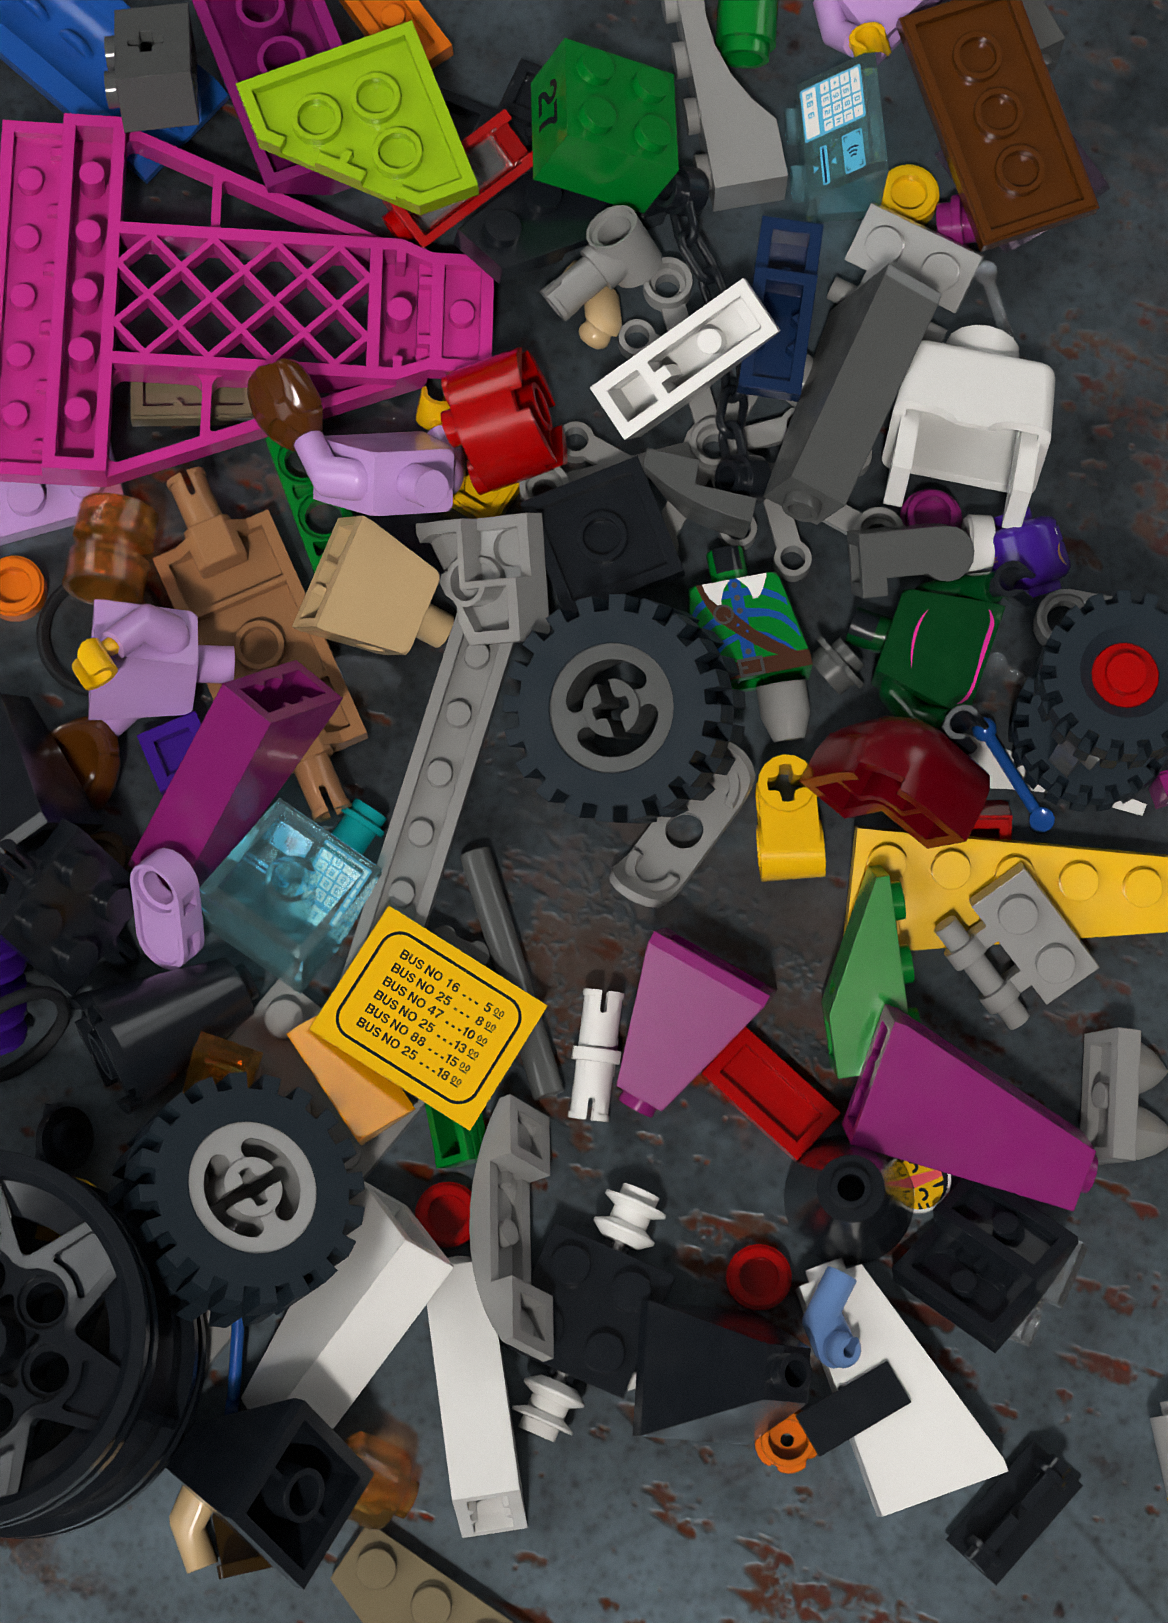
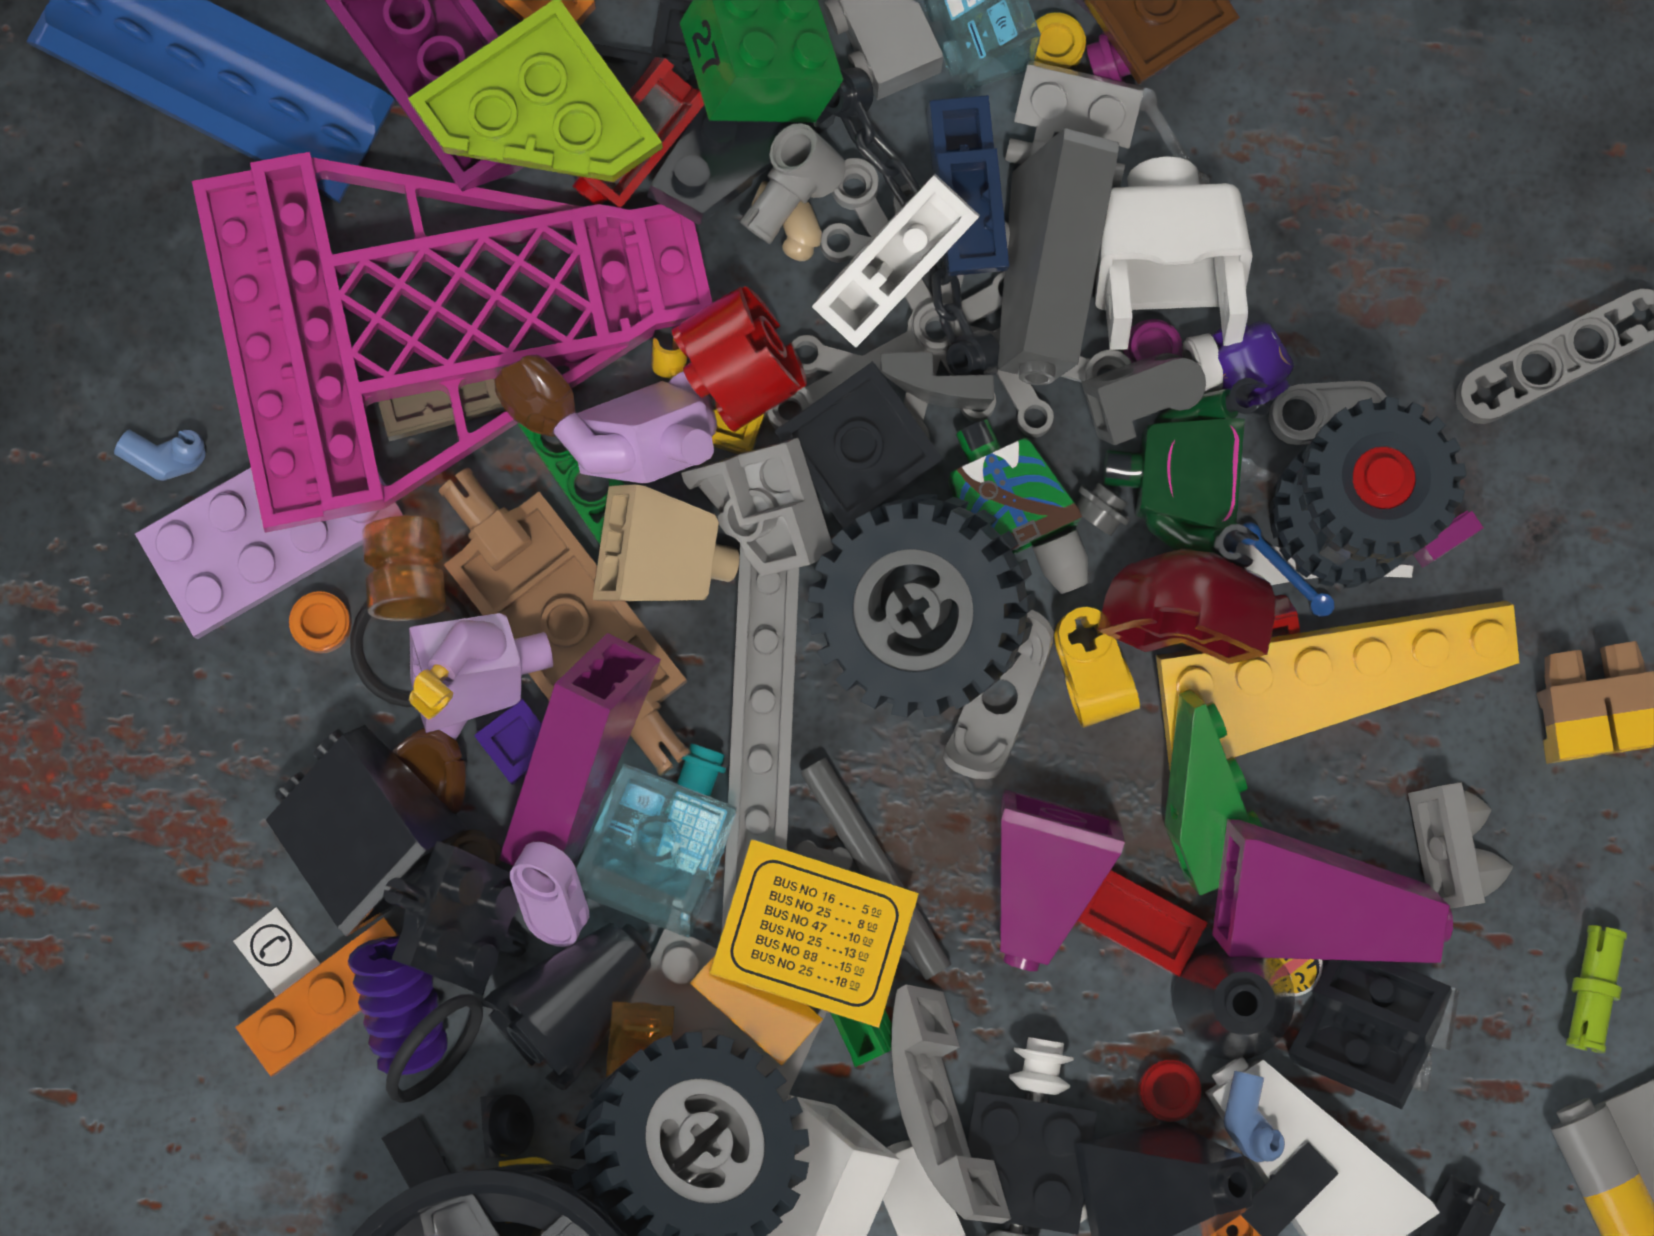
camera: 20 degrees left, 5 degrees up
(152, 68) = (324, 98): dark grey brick -> none
(445, 1214) = (874, 1104): red tile -> none
(596, 1055) = (973, 926): white pin -> none
(1032, 934) = (1339, 714): light grey plate -> none

